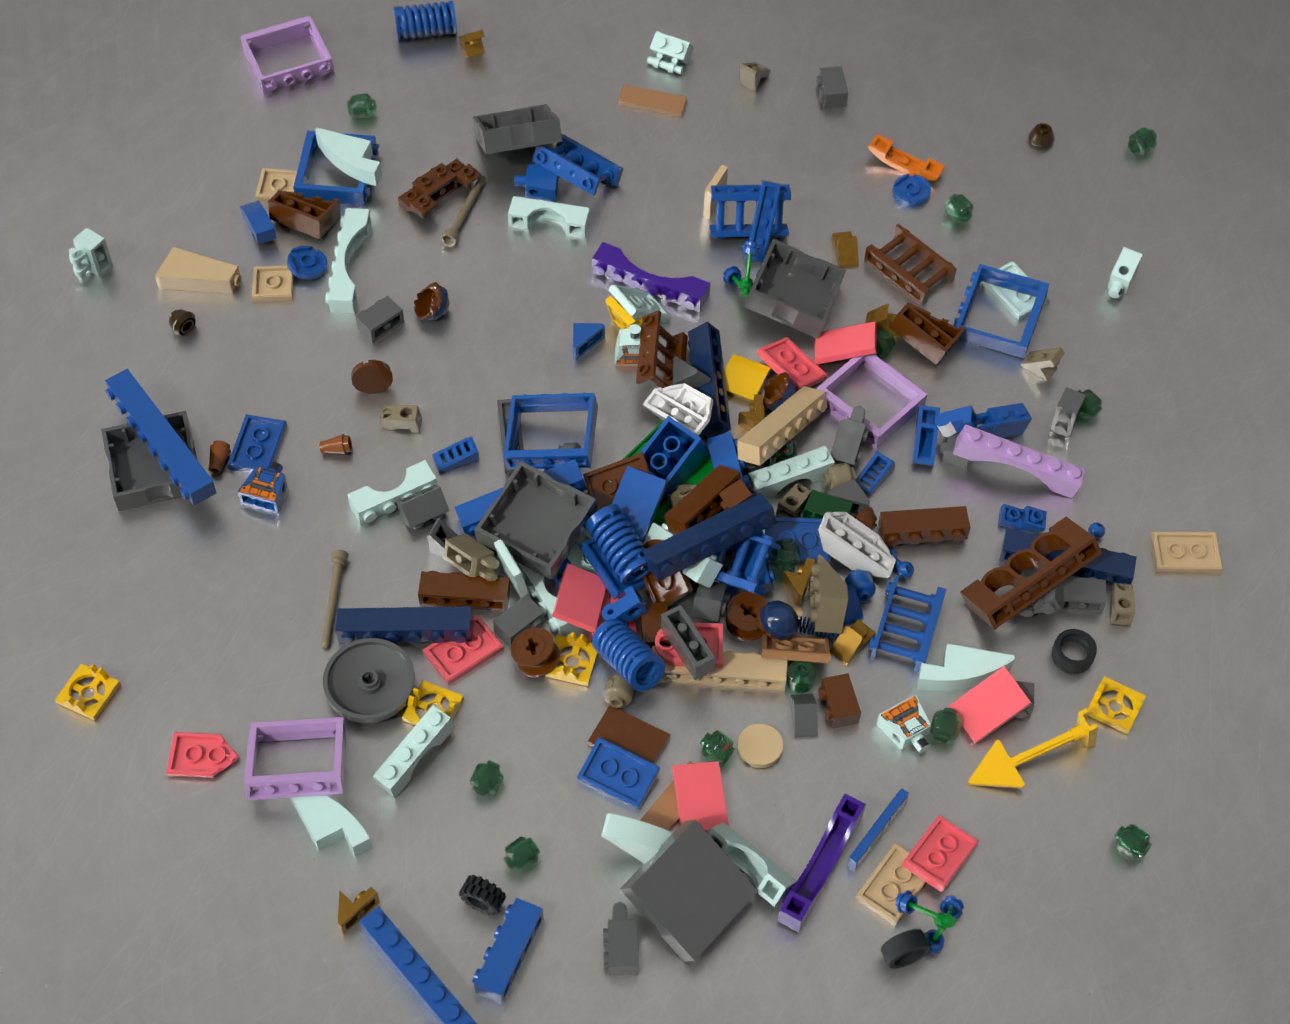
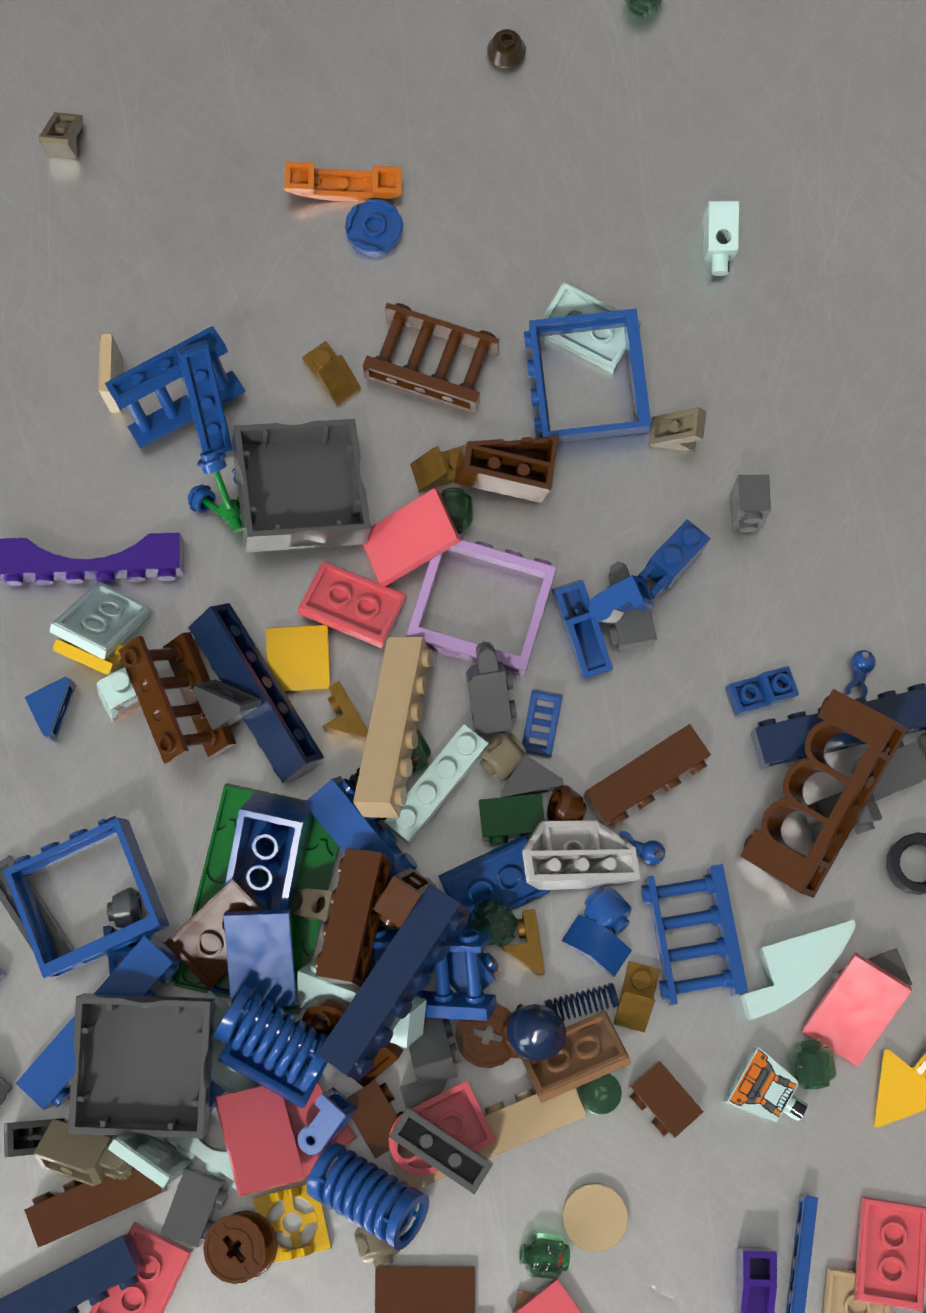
camera: 25 degrees left, 20 degrees up
(682, 404) = (246, 768): white wedge -> none
(778, 391) = (359, 664): reddish brown hair -> none
(793, 501) = (461, 825): dark tan leg -> none
(804, 715) = (627, 1139): dark grey slope -> none
(827, 598) = (583, 967): dark tan slope -> none
(832, 87) = (184, 104): dark grey brick -> none
(959, 208) = (453, 231): clear green head -> none
(1055, 473) = (758, 609): lavender arch -> none
(1091, 405) = (766, 463): clear green head -> none

